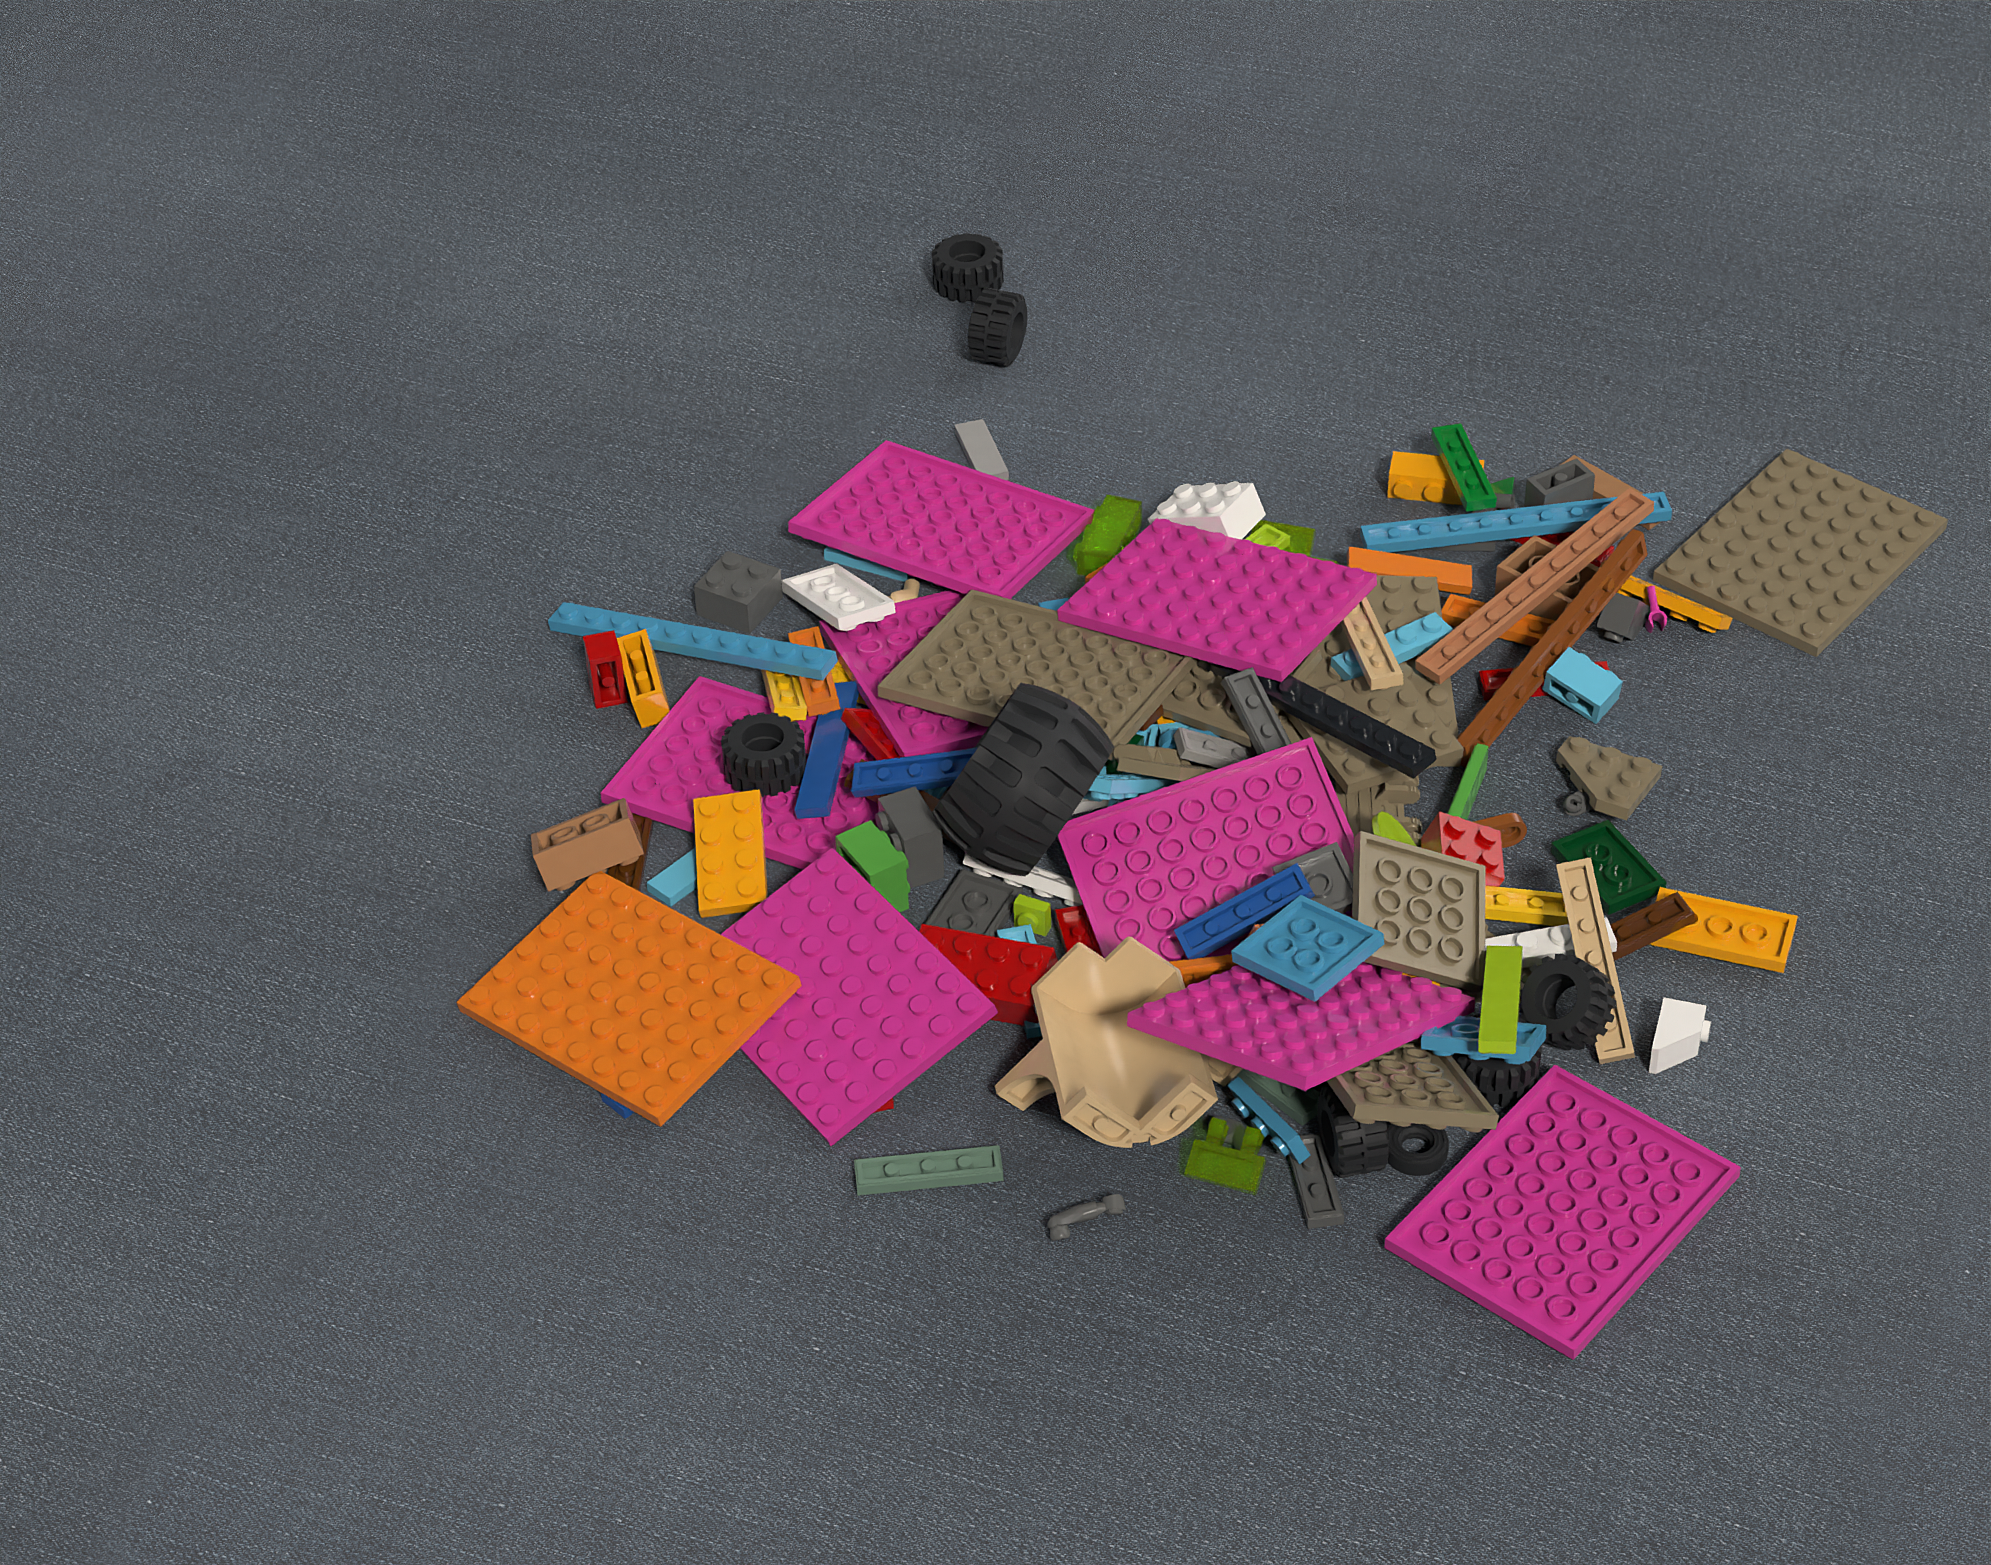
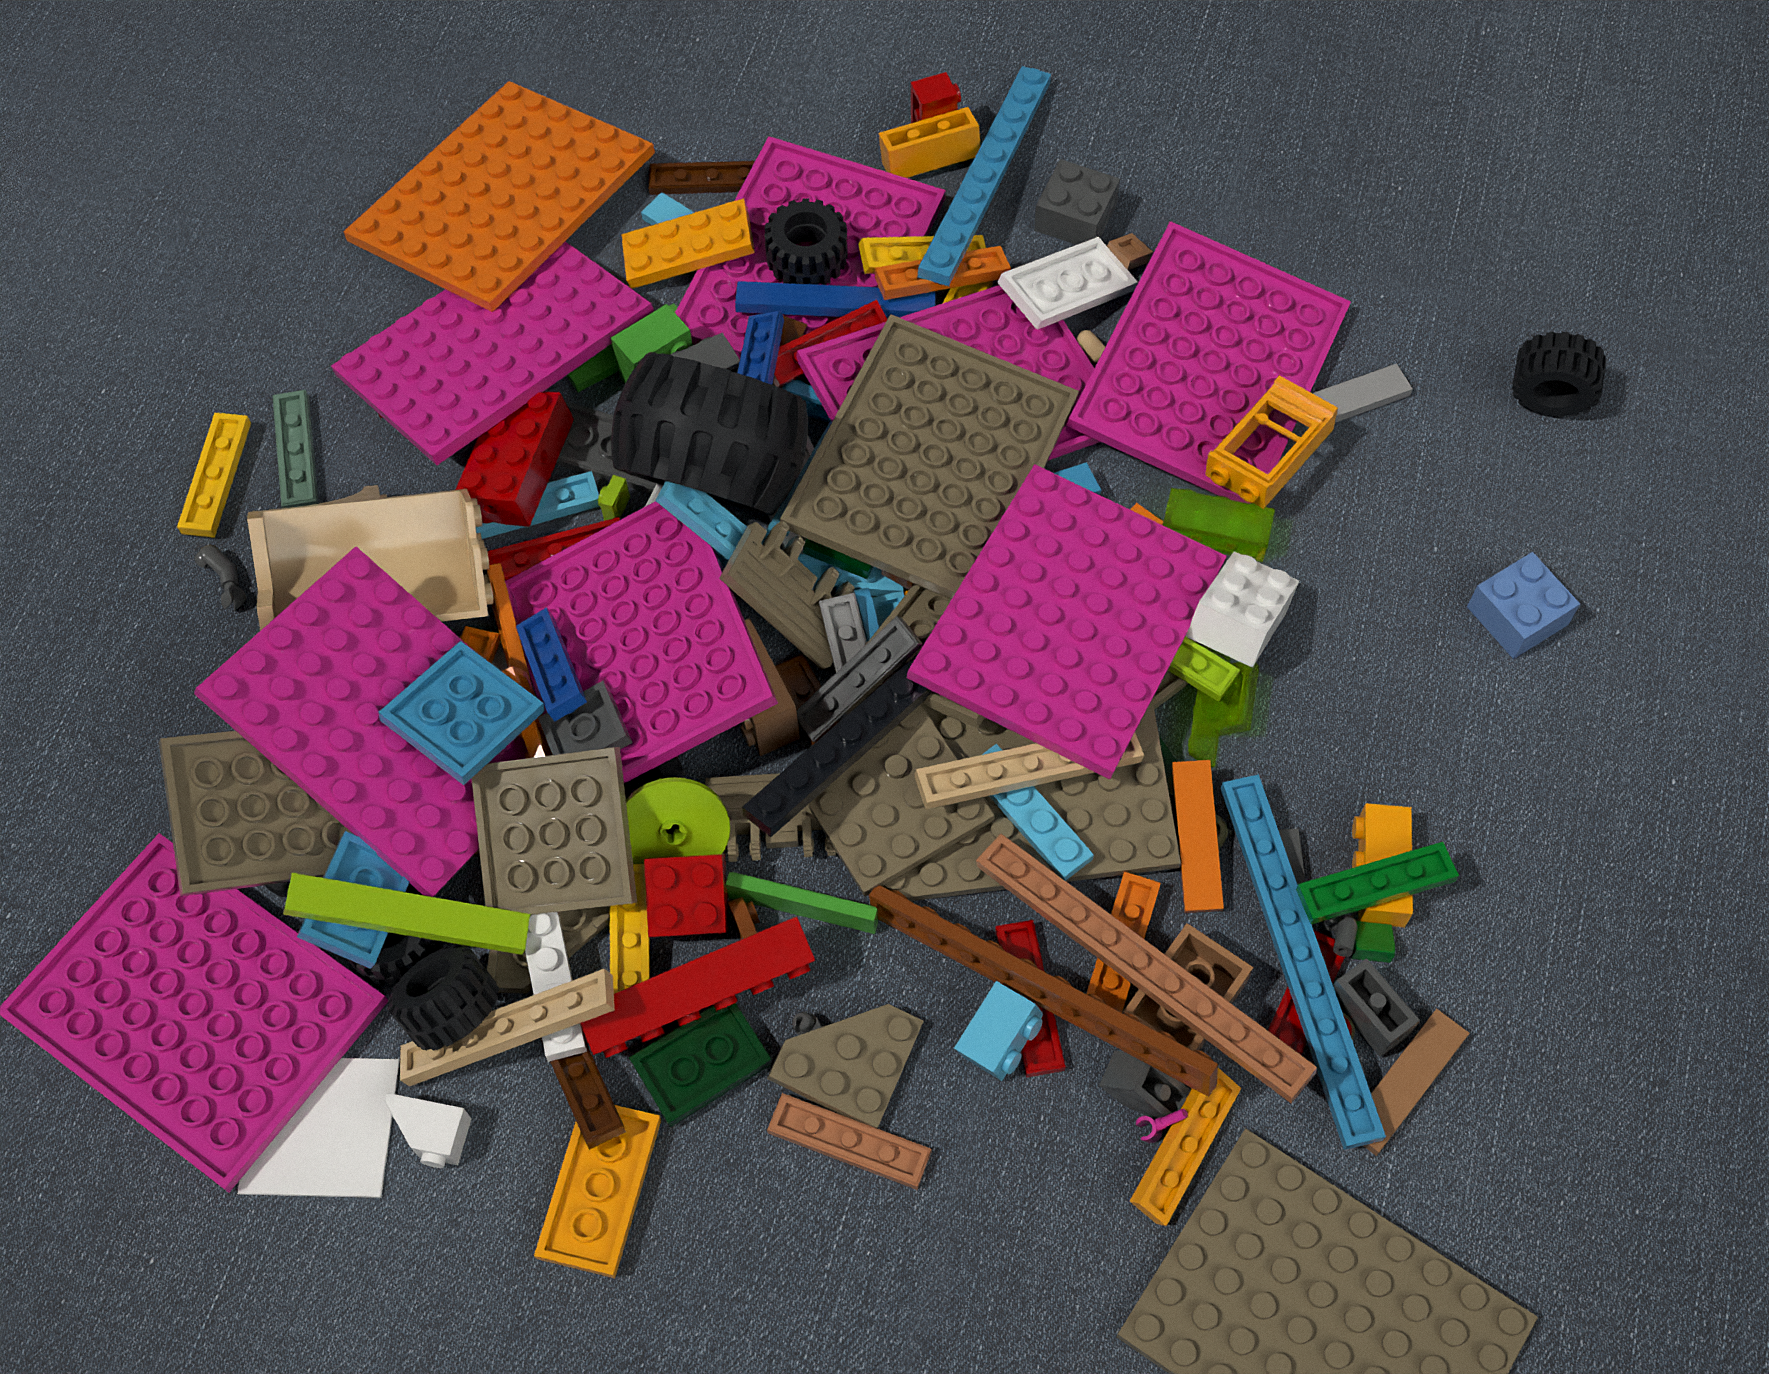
camera: 85 degrees right, 20 degrees up
(586, 845) = (678, 128): medium nougat brick -> none
(799, 564) = (1130, 251): none -> medium nougat plate
(955, 1228) = (214, 475): none -> yellow plate
(967, 266) = (1694, 323): black tyre -> none
(1062, 514) = (1246, 479): none -> light orange door
(1208, 382) = (1523, 605): none -> medium blue brick
(1540, 829) = (698, 984): none -> red brick
(1671, 788) = (849, 1141): none -> nougat tile
(1688, 1103) = (335, 1138): none -> white piece

